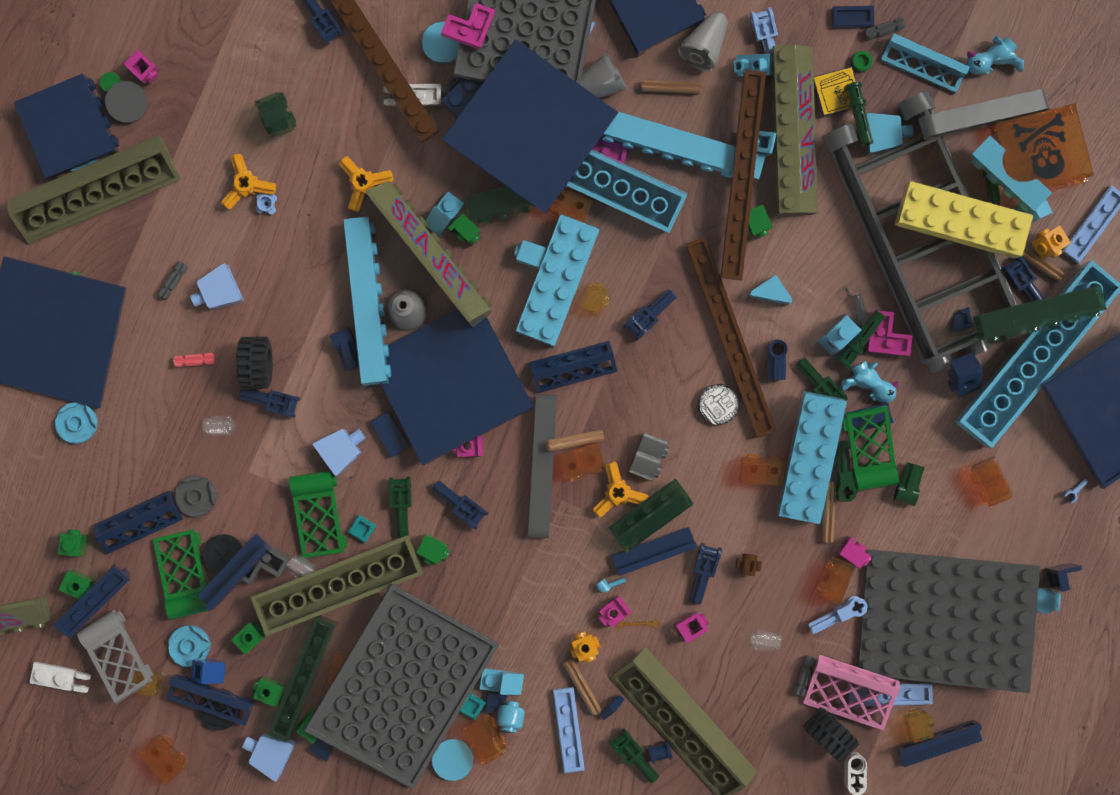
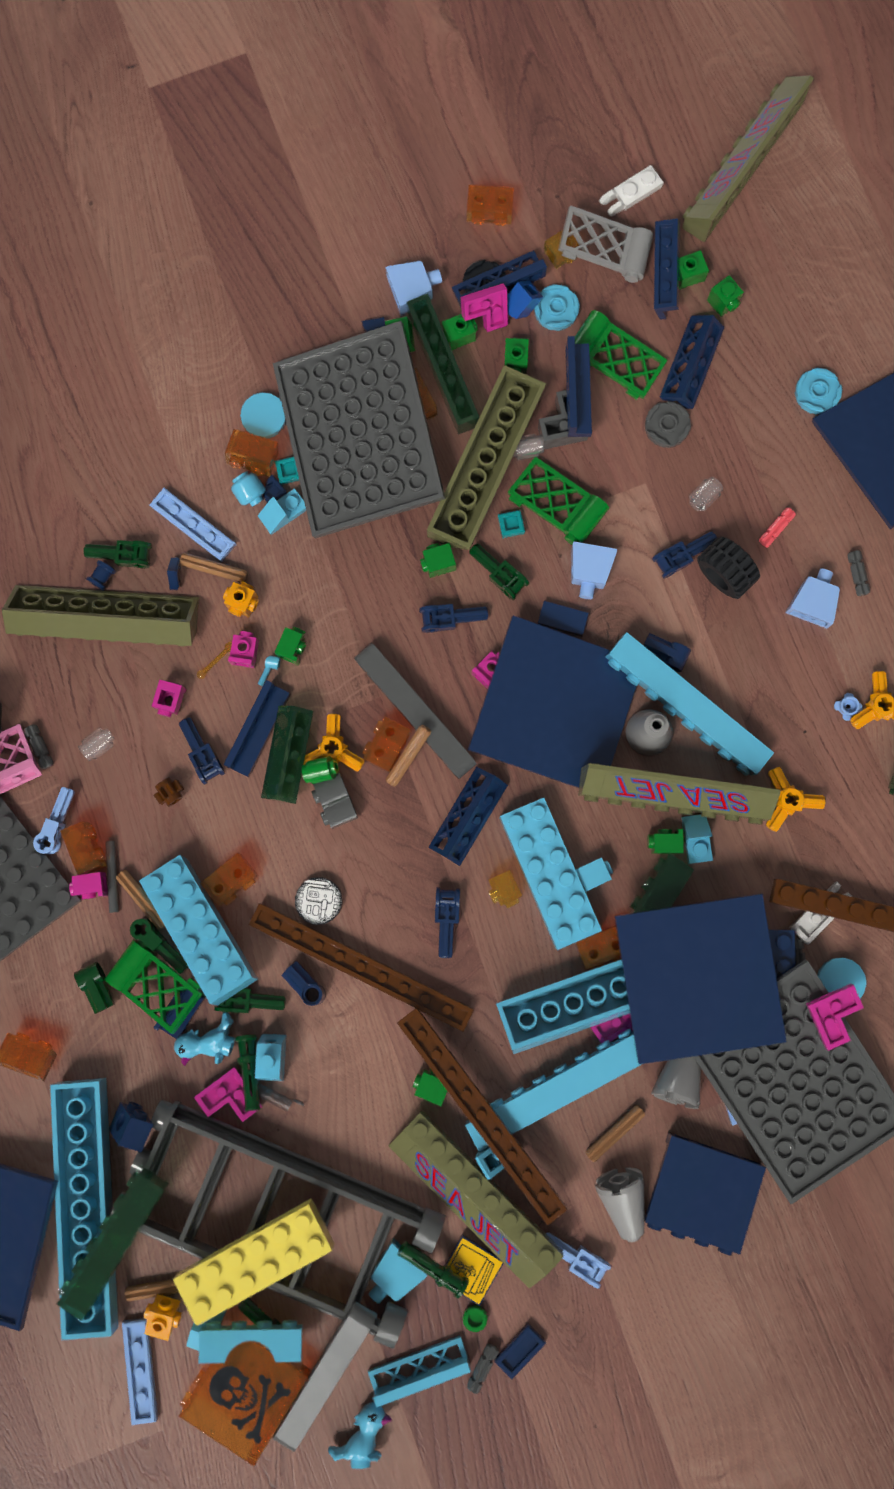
camera: 145 degrees right, 5 degrees down
(220, 551) = (605, 400): black tile -> none
(234, 687) = (490, 304): none -> dark pink plate
(580, 585) = (291, 645): none -> green brick
(639, 484) = (320, 770): none -> green brick
(753, 62) = (565, 1224): medium azure hips -> none
(772, 291) = (364, 1039): medium azure slope -> none
(834, 546) = (111, 876): none -> dark grey bar
(962, 320) = (178, 1172): dark blue tile -> none
(1022, 278) = (159, 1260): dark blue connector -> none

